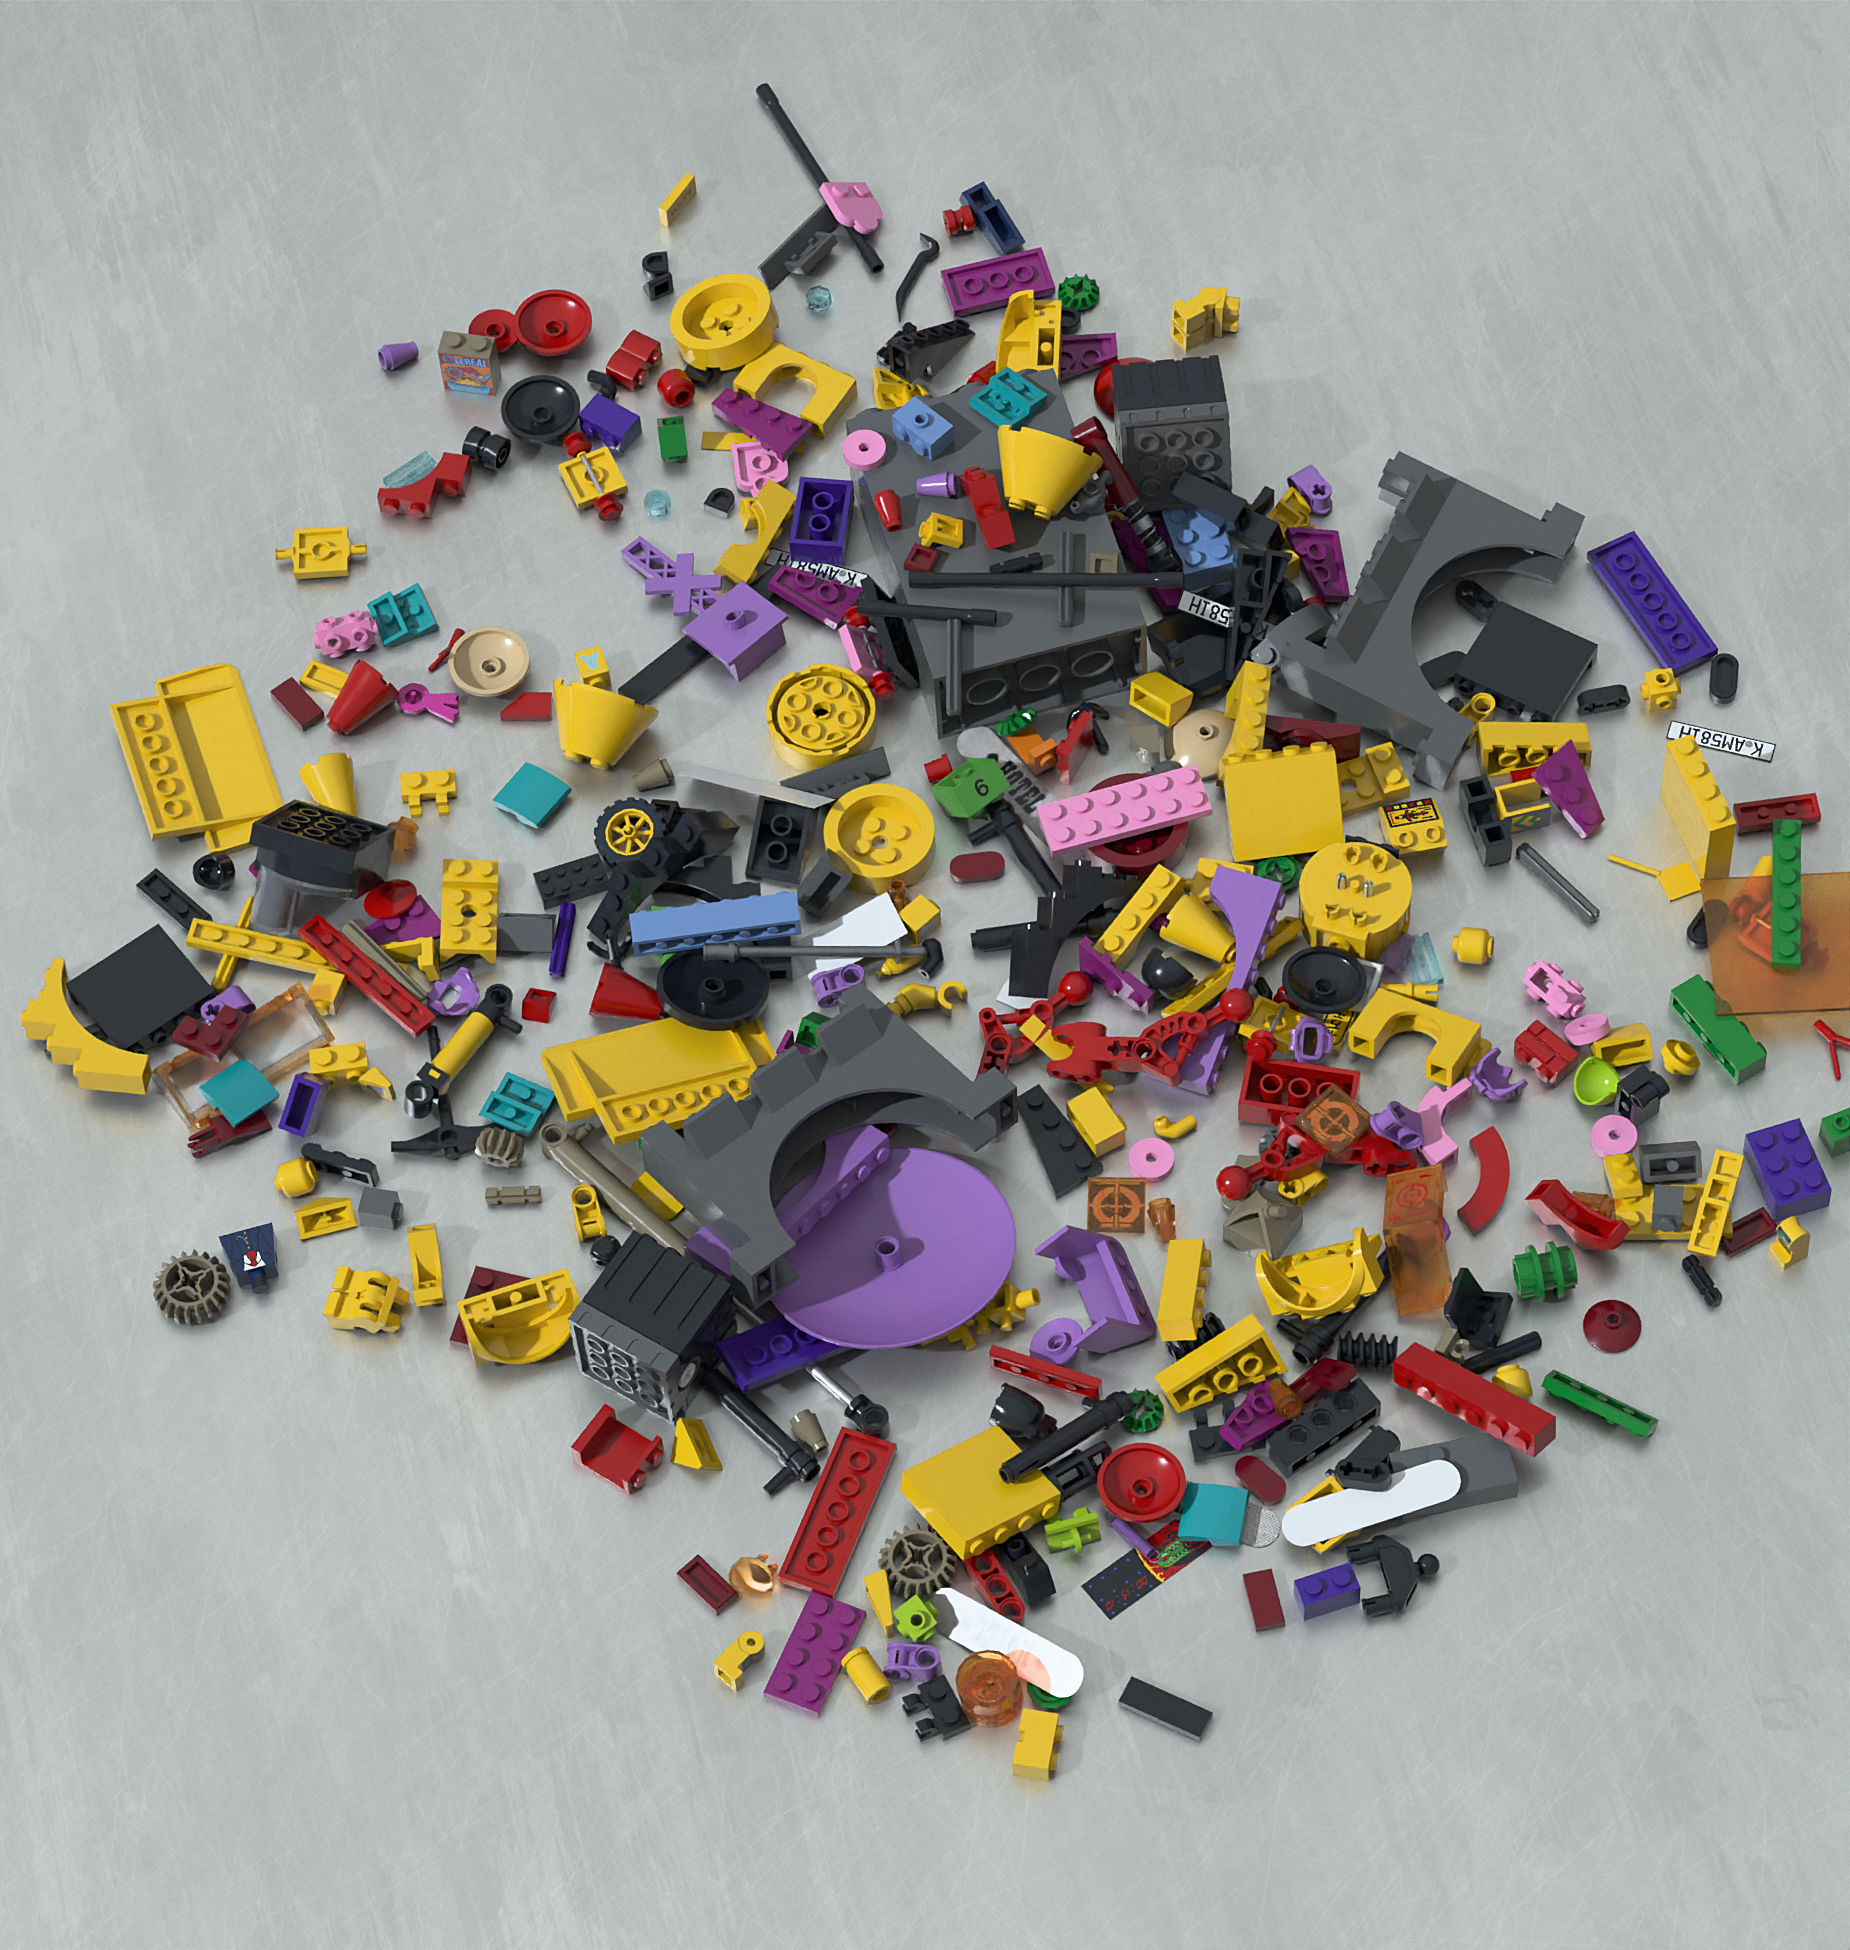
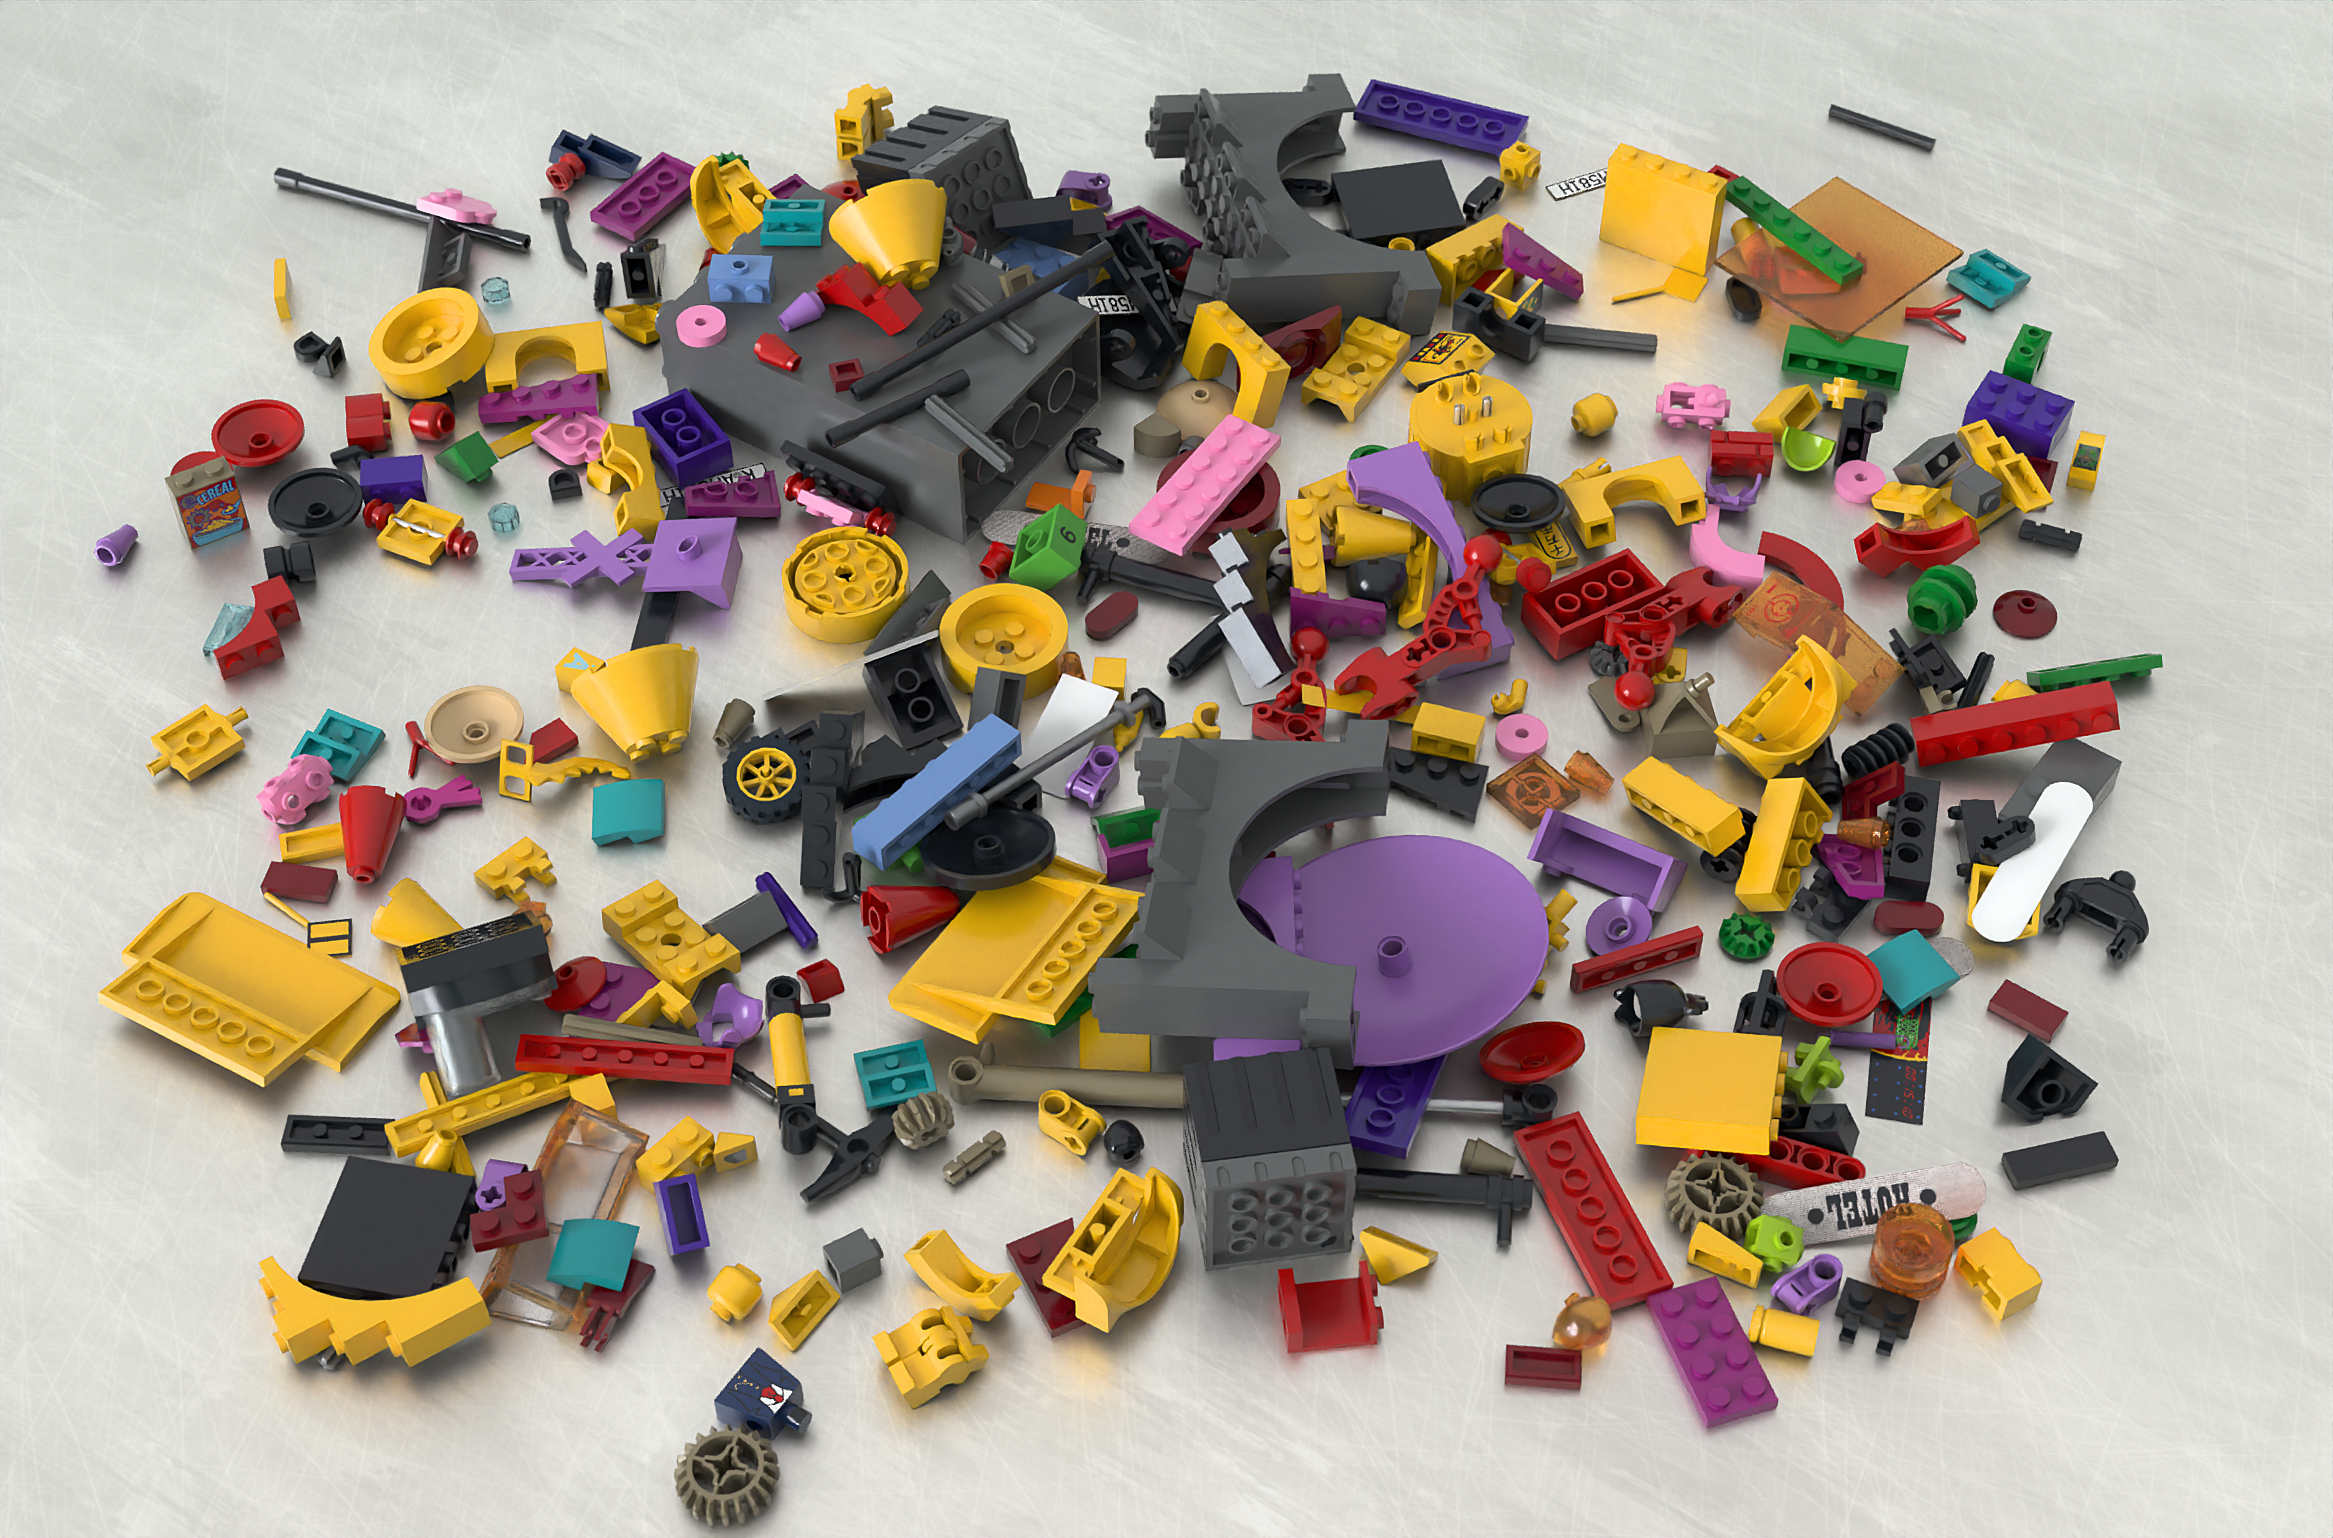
camera: 45 degrees left, 10 degrees down
(209, 960) = (438, 1151): none -> yellow cone
(217, 871) = (361, 1073): black piece -> none
(282, 756) = (326, 937): none -> piece
(340, 1165) = (773, 1248): black hinge -> none
(510, 734) = (542, 773): none -> yellow piece
(571, 881) = (743, 856): black piece -> none
(738, 1657) = (1652, 1418): yellow leg -> none
(904, 1383) = (1532, 1052): none -> red dish
(941, 530) = (843, 339): yellow bracket -> none
(1016, 722) = (1027, 484): green gear -> none
(1075, 748) = (1104, 469): red tile -> none
(1101, 1416) = (1736, 952): black cylinder -> none
(1160, 698) = (1130, 397): yellow brick -> none
(1209, 1652) = (2043, 1082): none -> black slope
(1282, 801) = (1334, 395): yellow brick -> none
(1324, 1041) = (1561, 539): medium lavender helmet -> none
(1327, 1591) = (2074, 961): dark purple brick -> none
(1334, 1120) = (1655, 593): clear orange tile -> none
(1397, 954) = (1543, 455): clear purple cone -> none
(1399, 1125) = (1713, 562): medium lavender piece -> none
(1425, 939) = (1564, 451): clear light blue tile -> none
(1587, 1029) = (1753, 414): bright pink piece -> none
(1723, 678) = (1551, 137): black tile -> none

